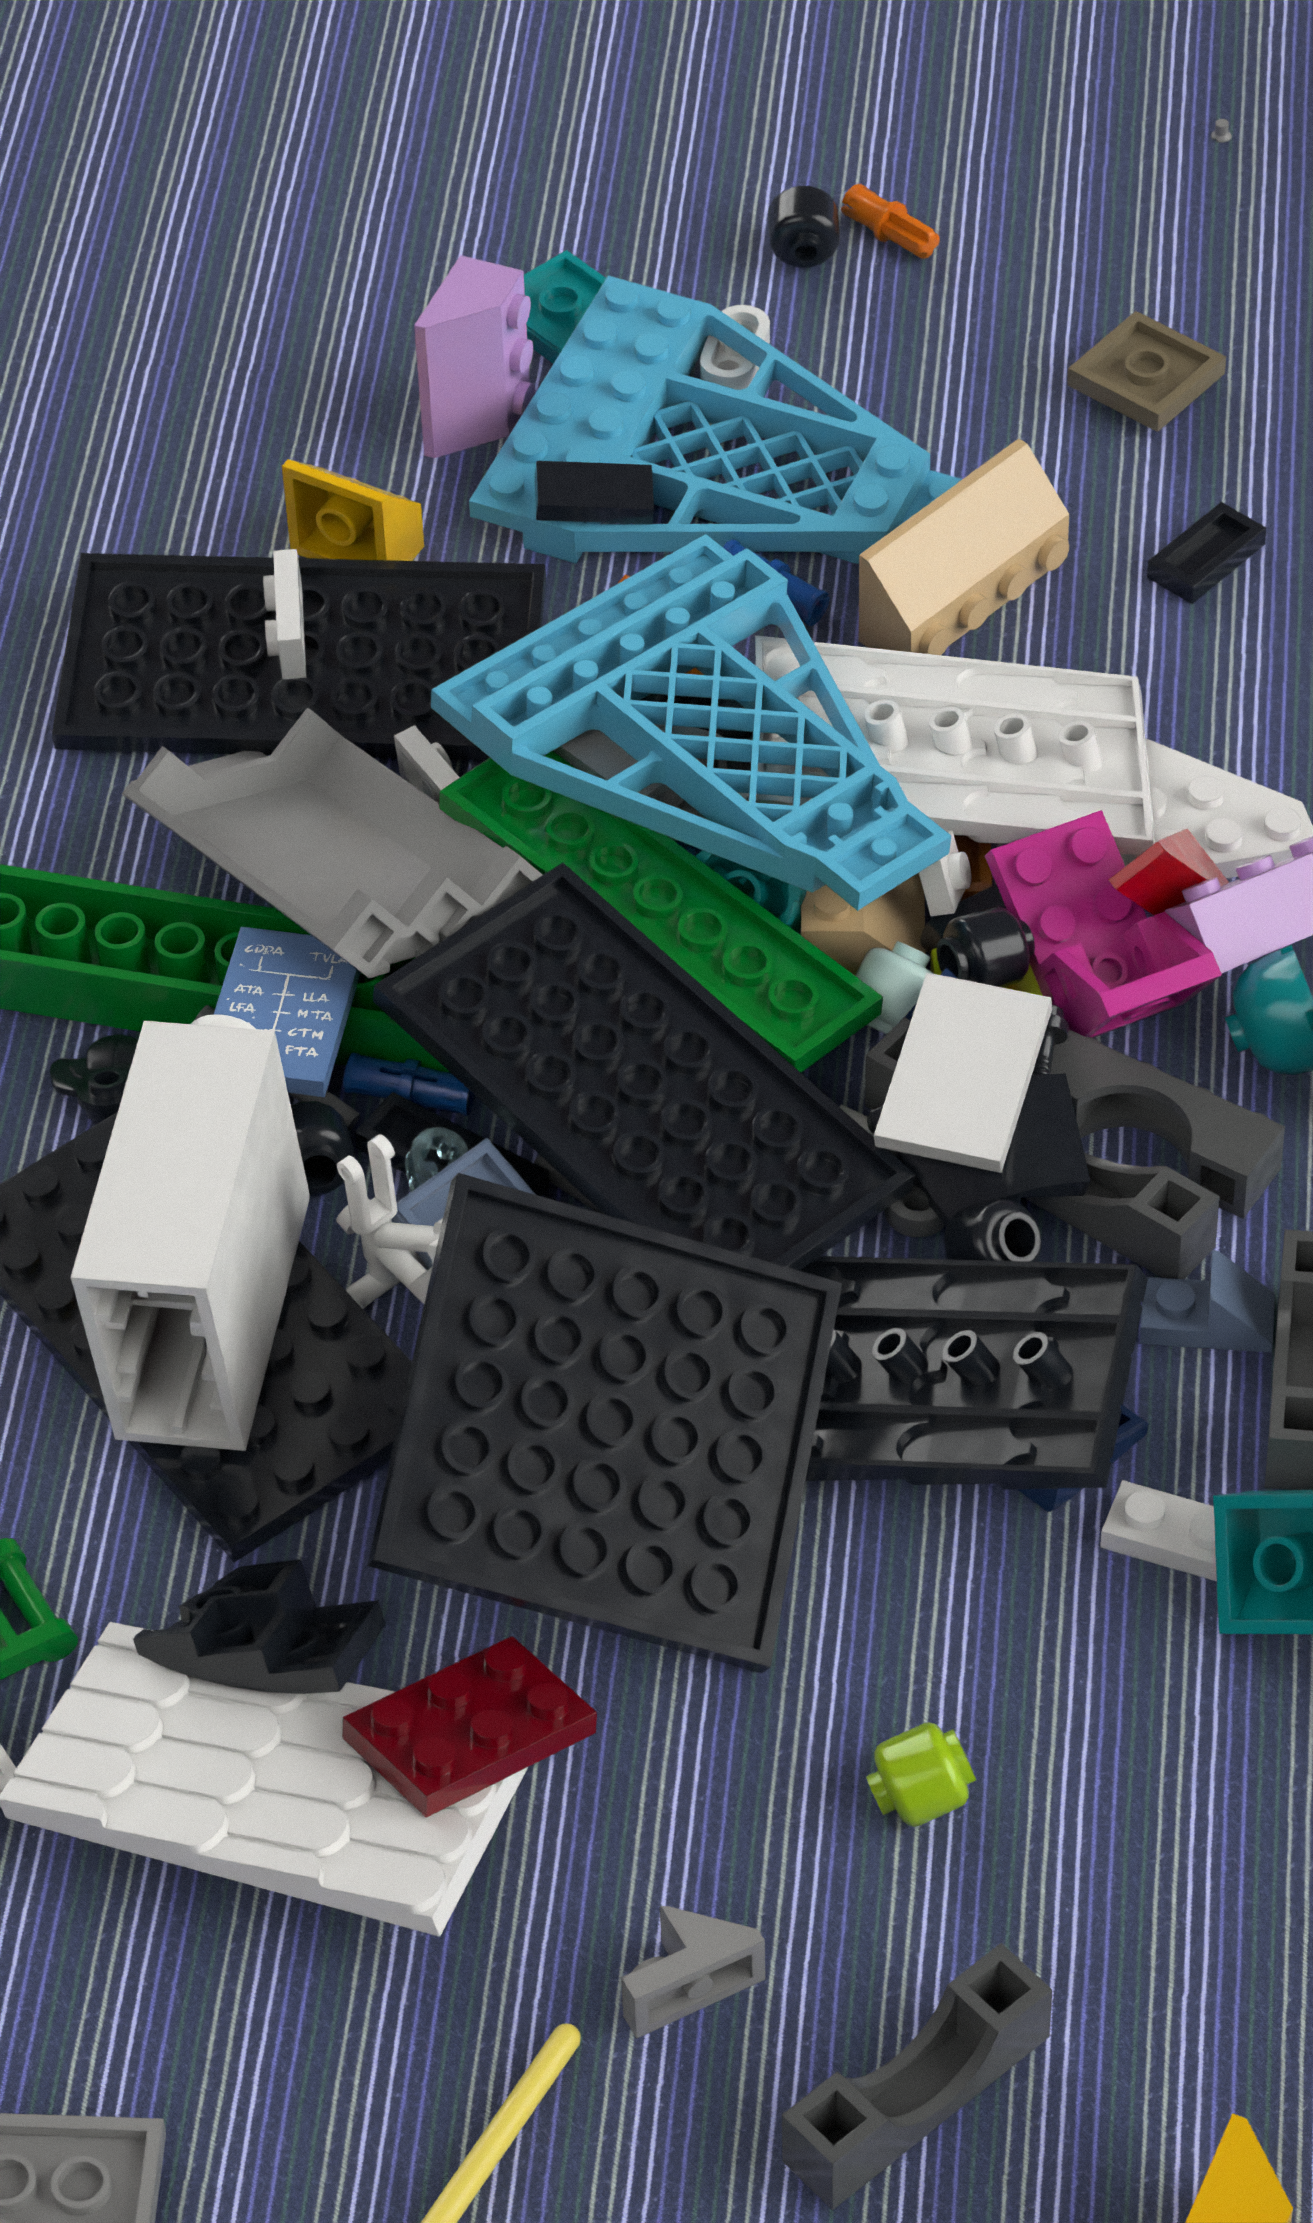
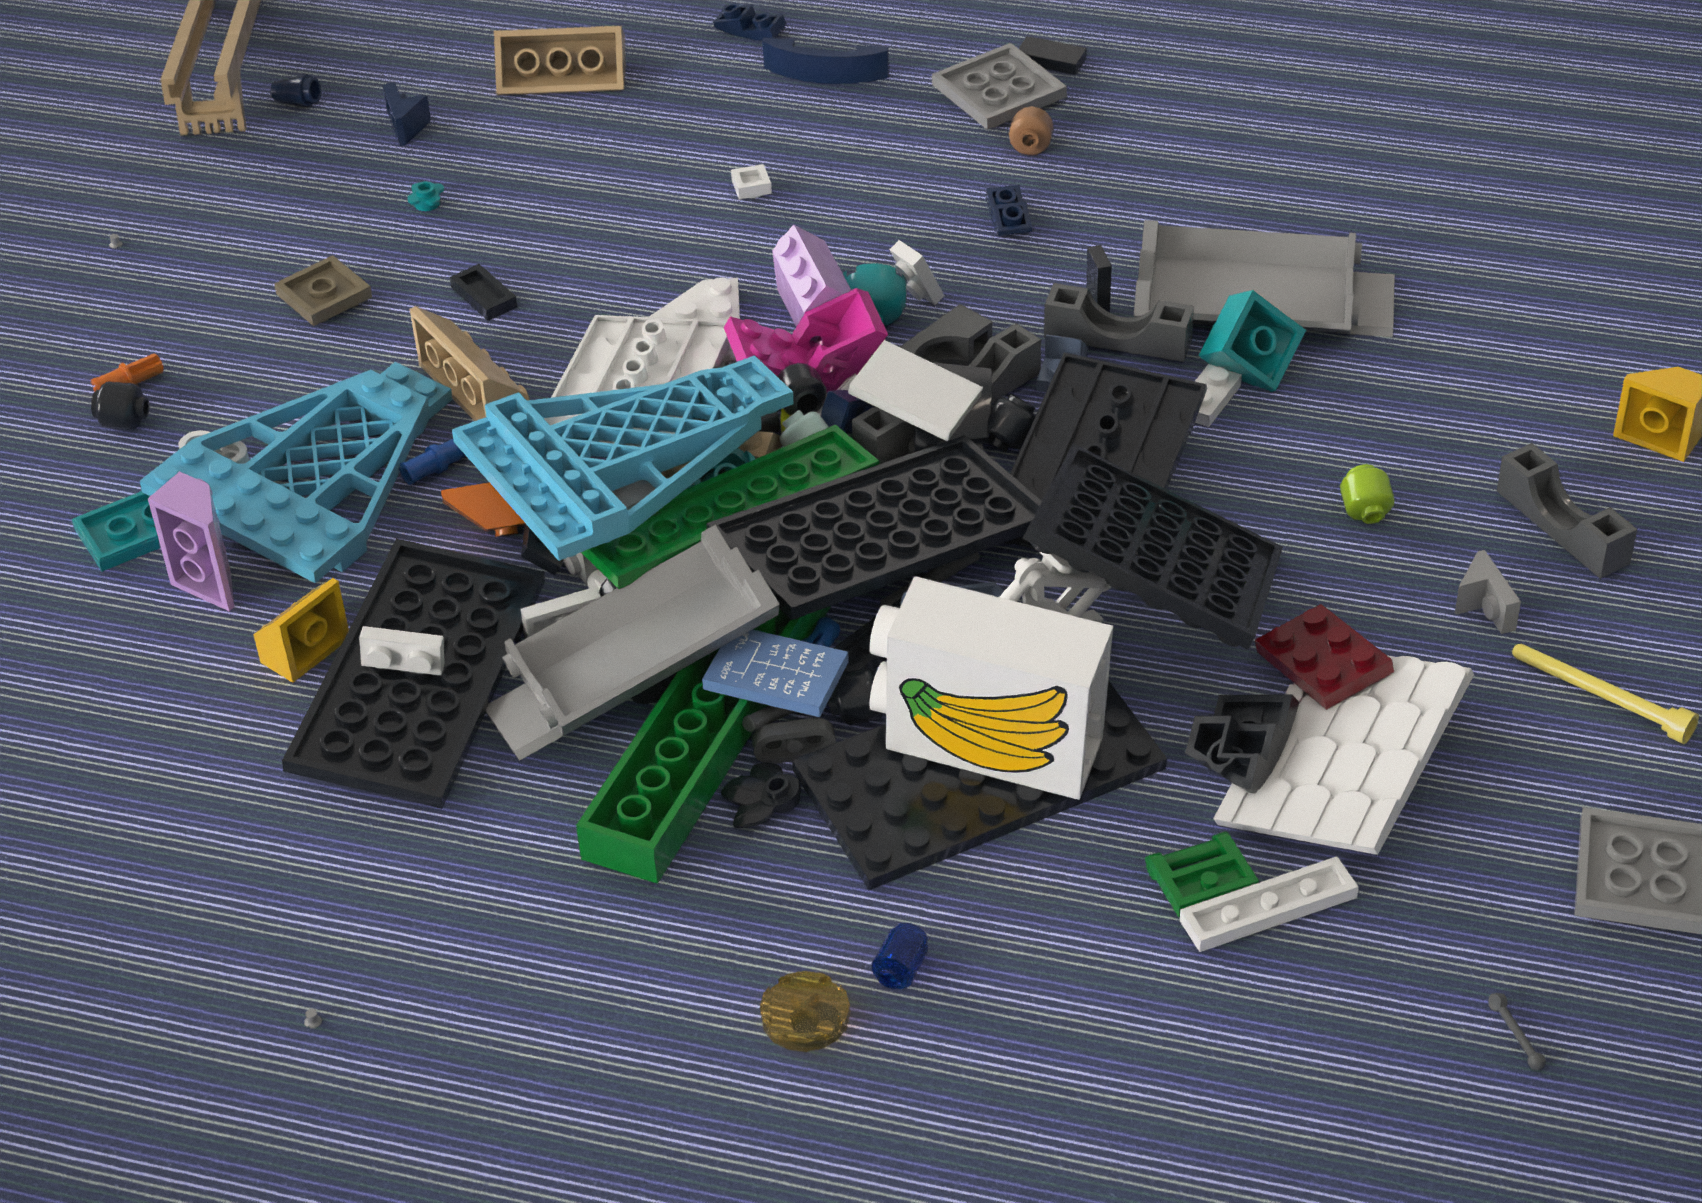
camera: 80 degrees left, 5 degrees down
(594, 492) = (345, 506): black tile -> none
(1164, 870) = (778, 305): red slope -> none

